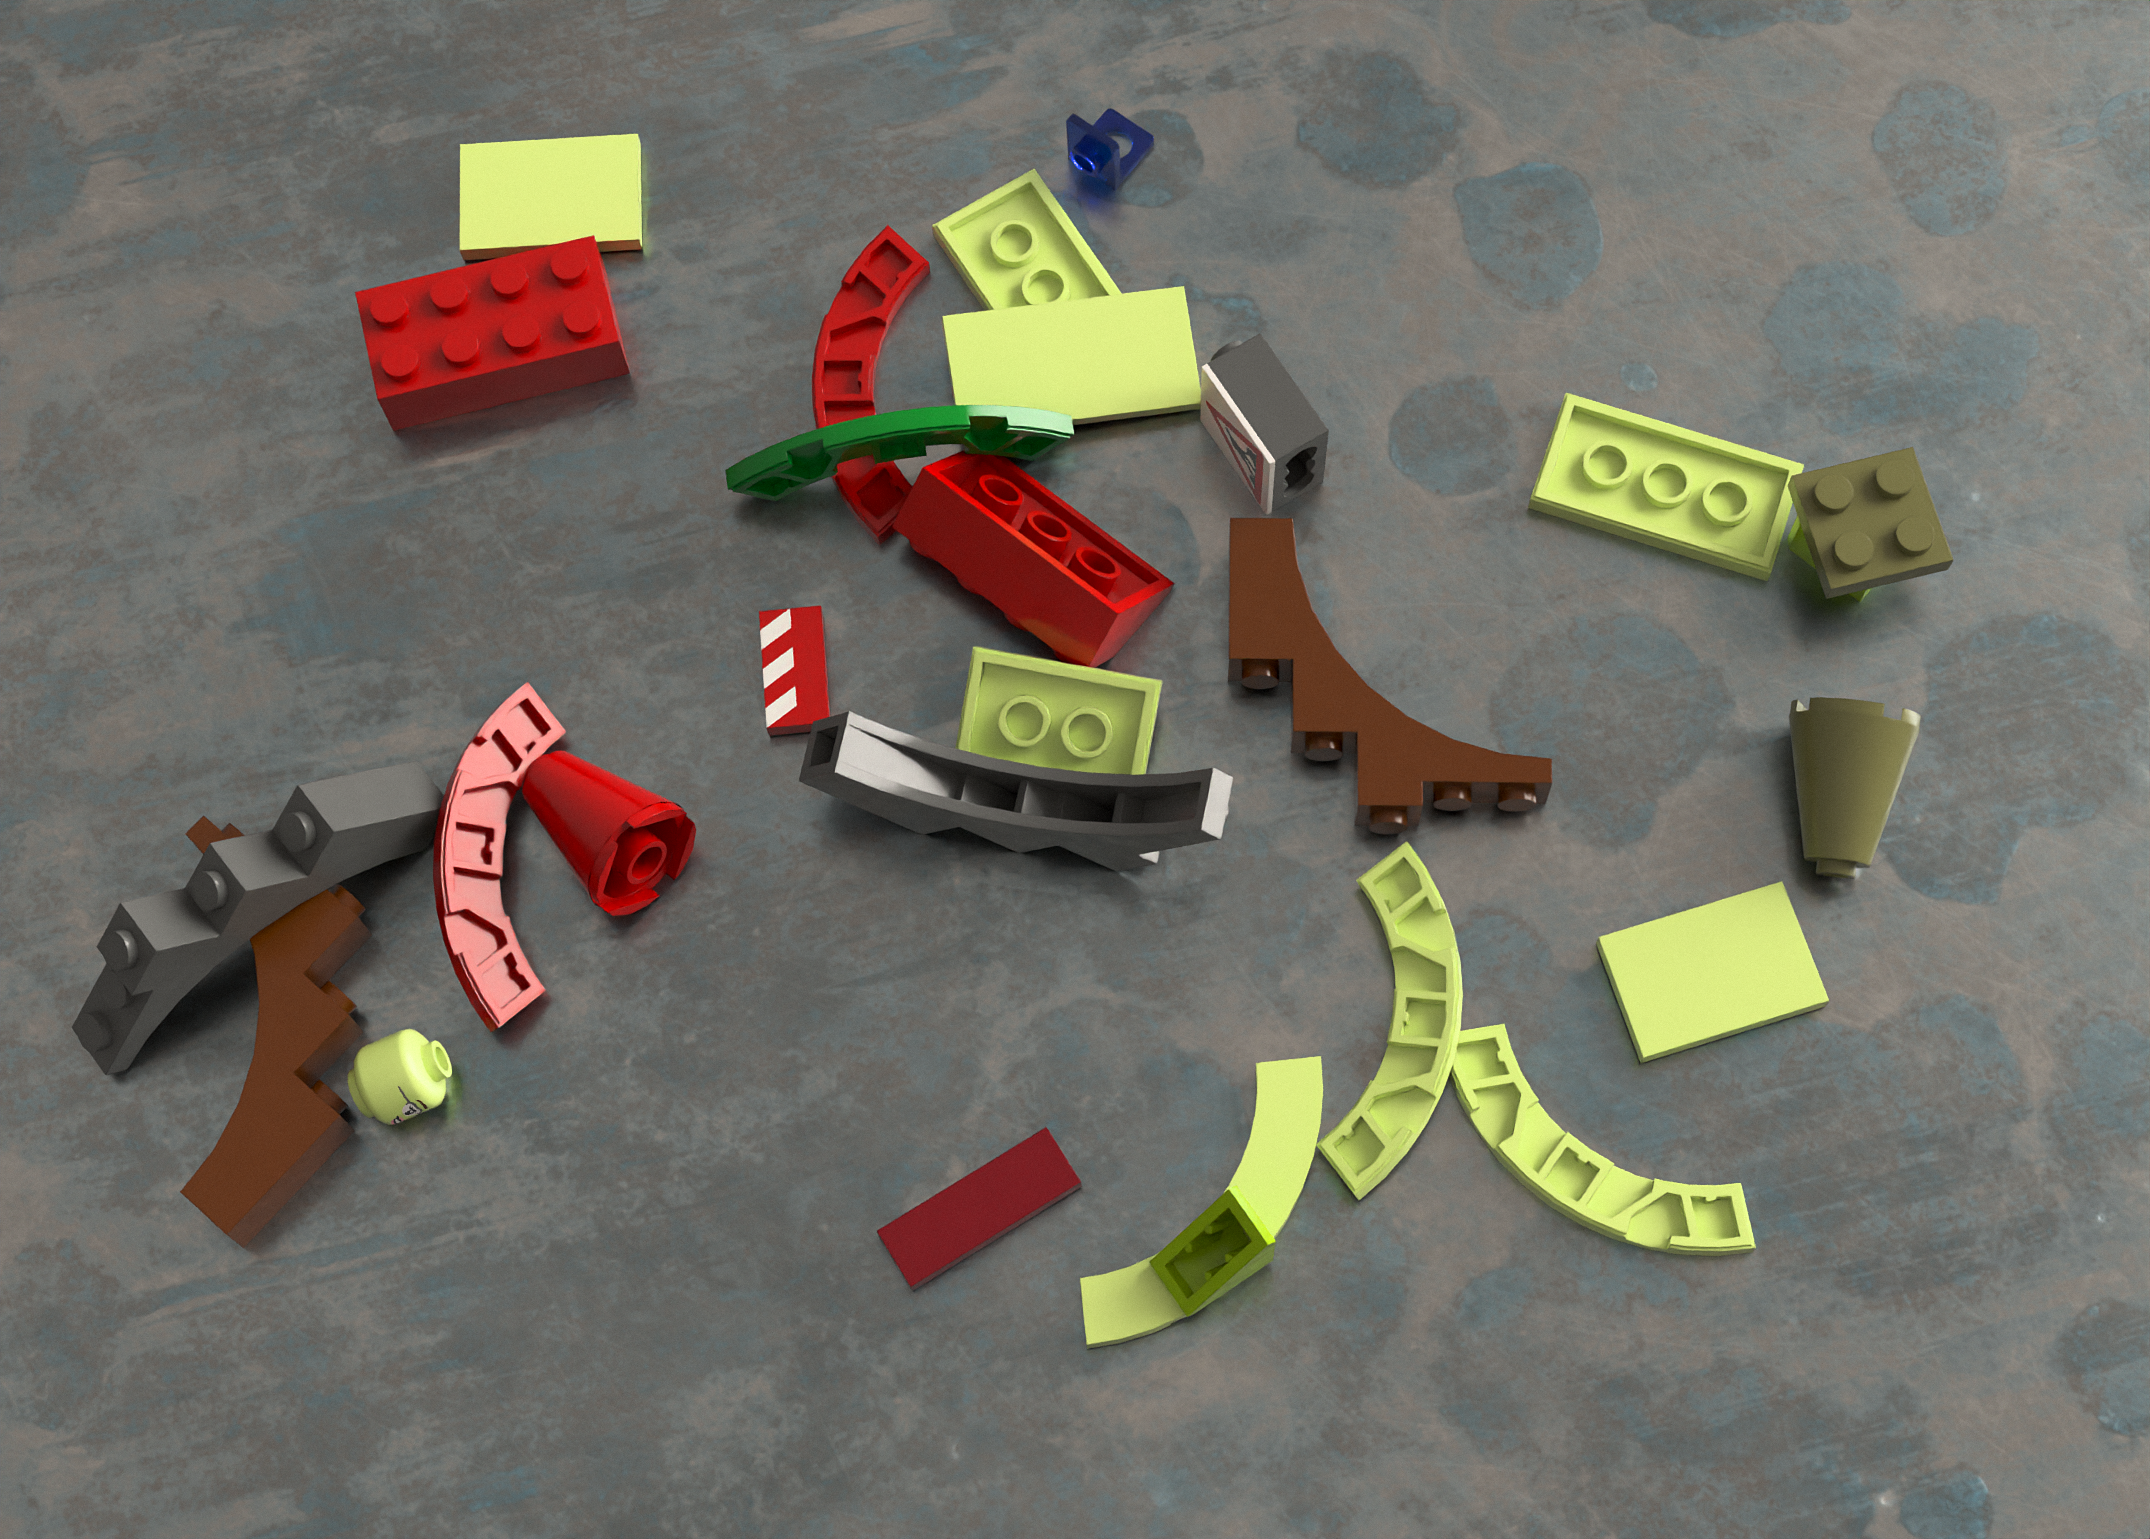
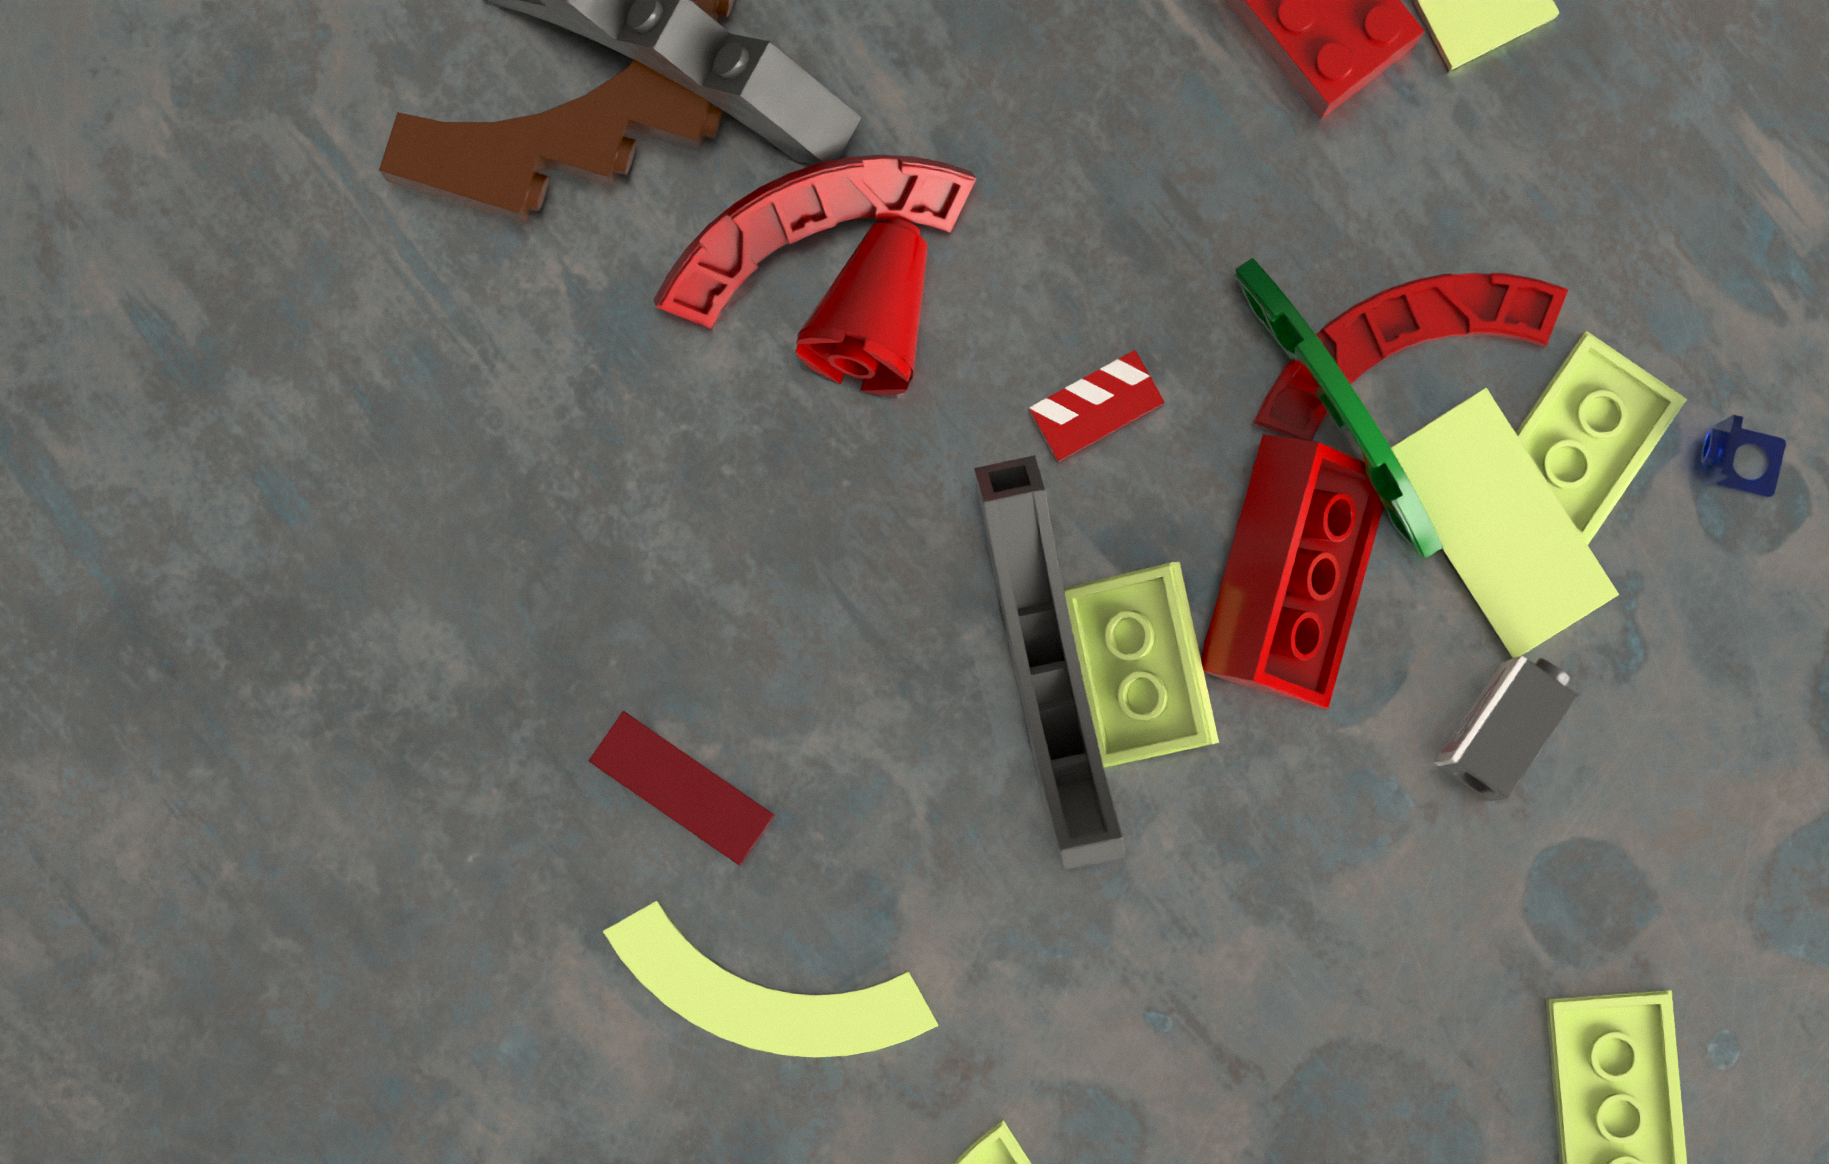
camera: 60 degrees right, 15 degrees up
(399, 1077) = (579, 243): yellowish green head -> none
(1214, 1252) = (717, 1008): lime slope -> none
(1333, 710) = (1237, 979): reddish brown arch -> none
(1421, 1028) = (1004, 1102): yellowish green tile -> none

